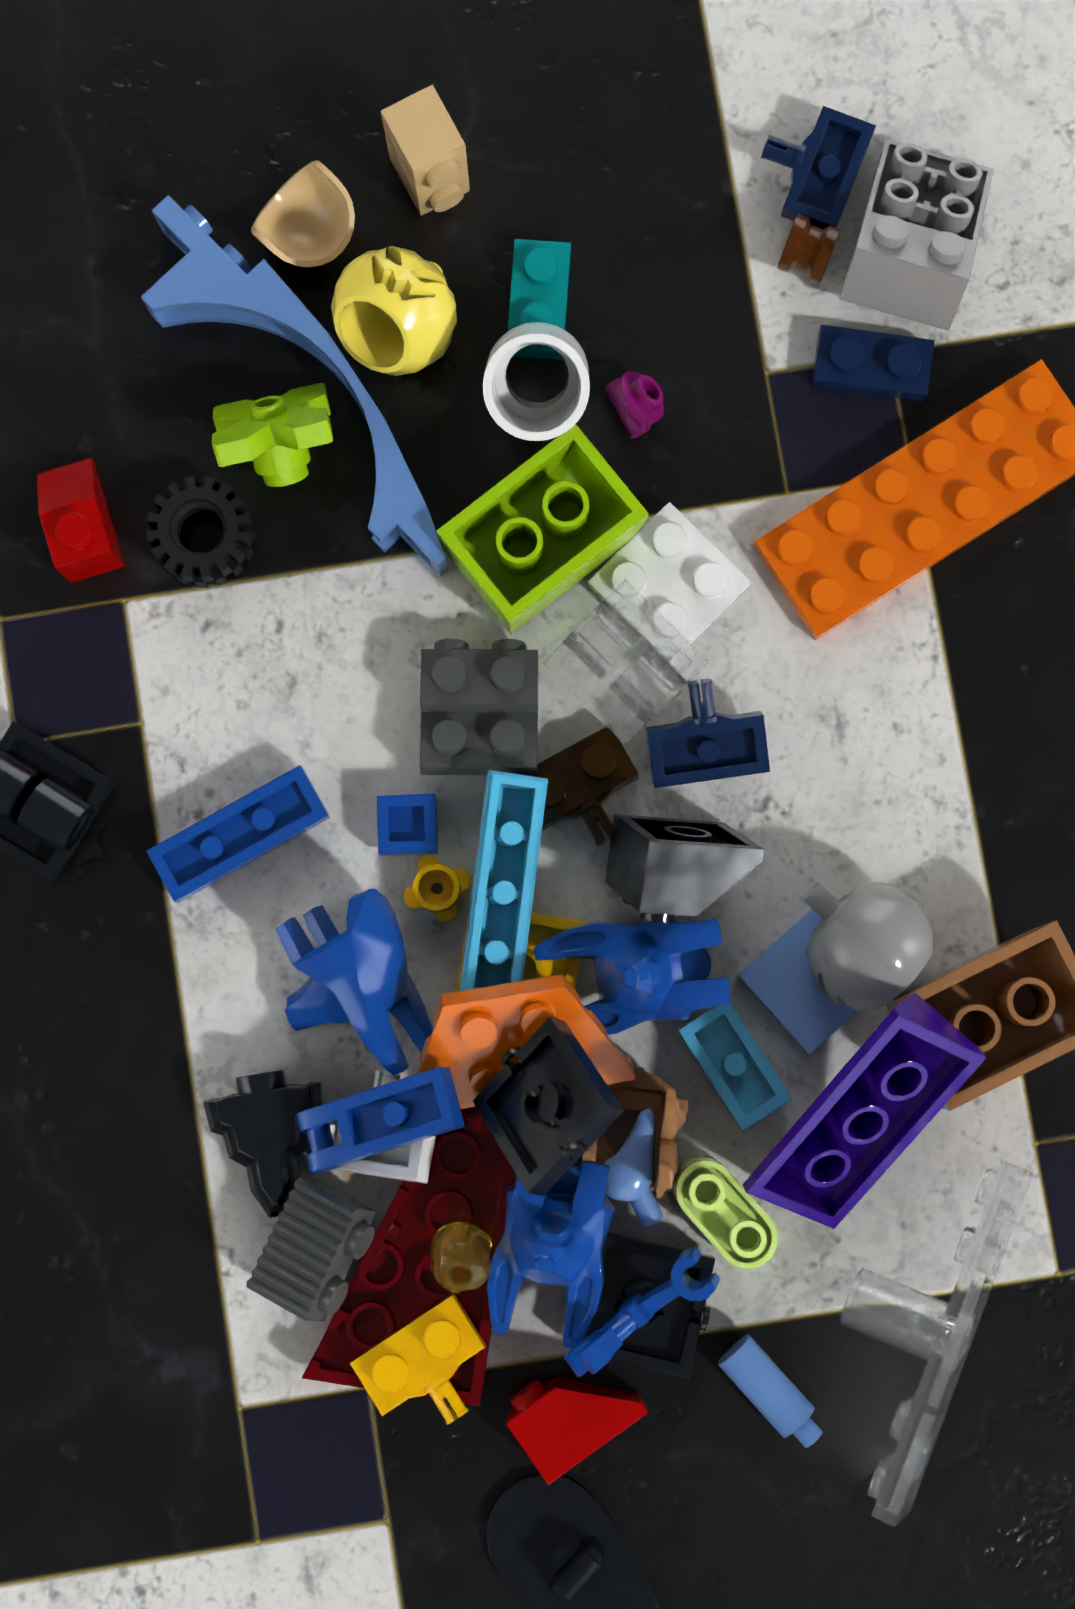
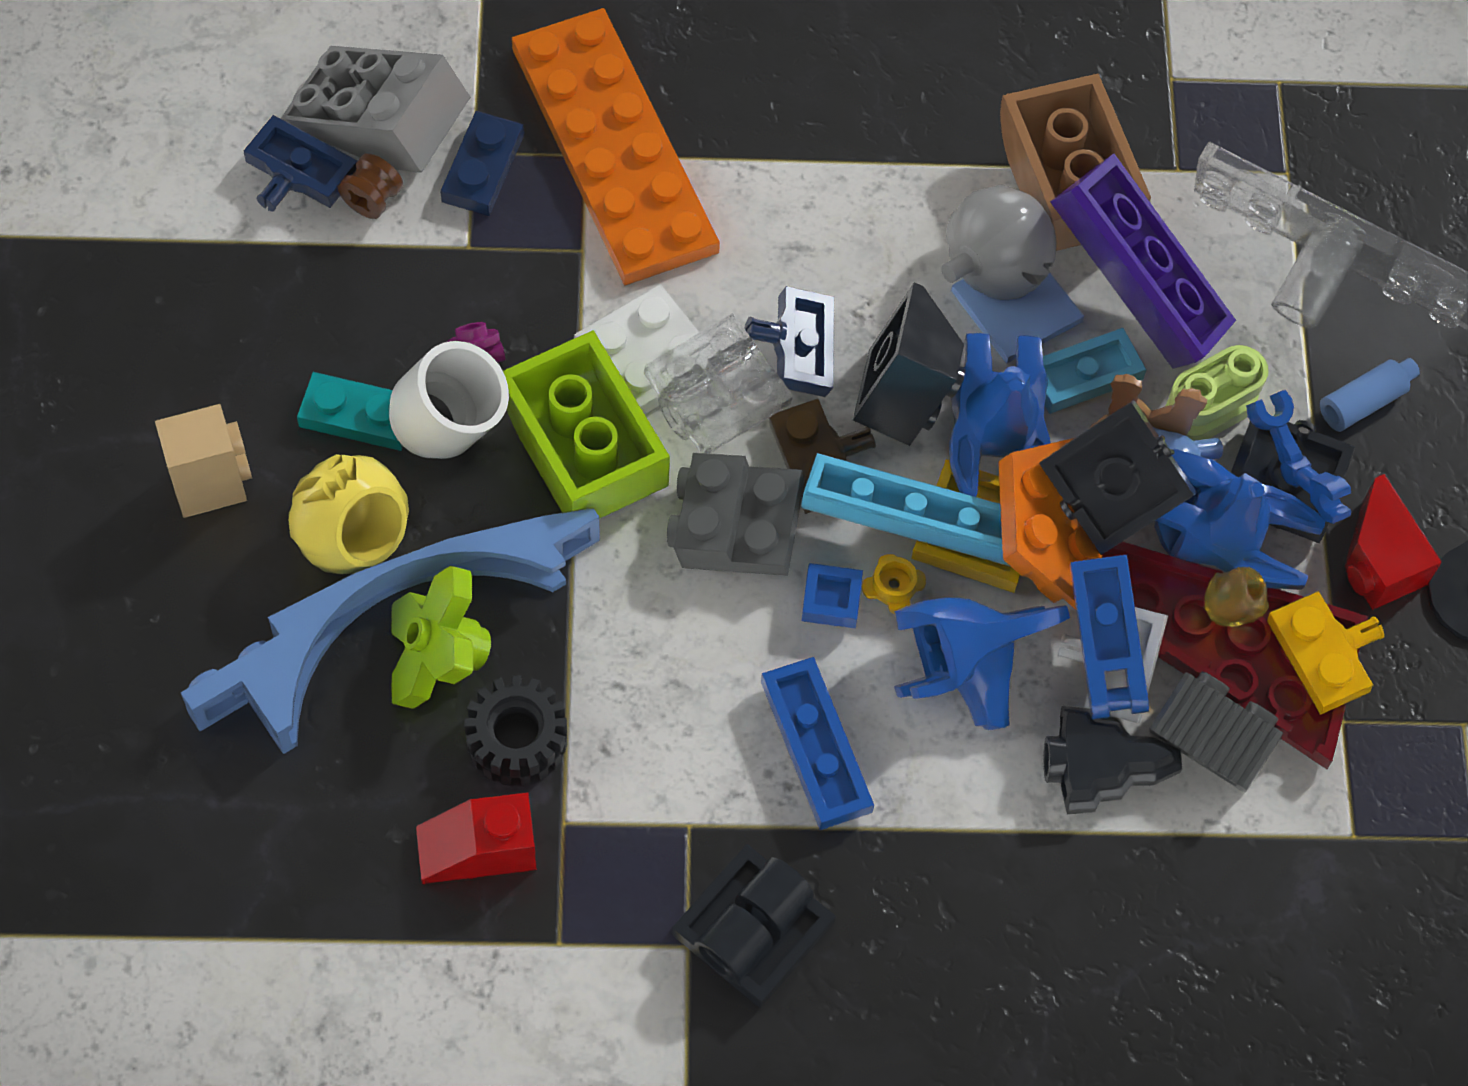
camera: 90 degrees left, 20 degrees down
(307, 218) = (228, 582): tan helmet -> none

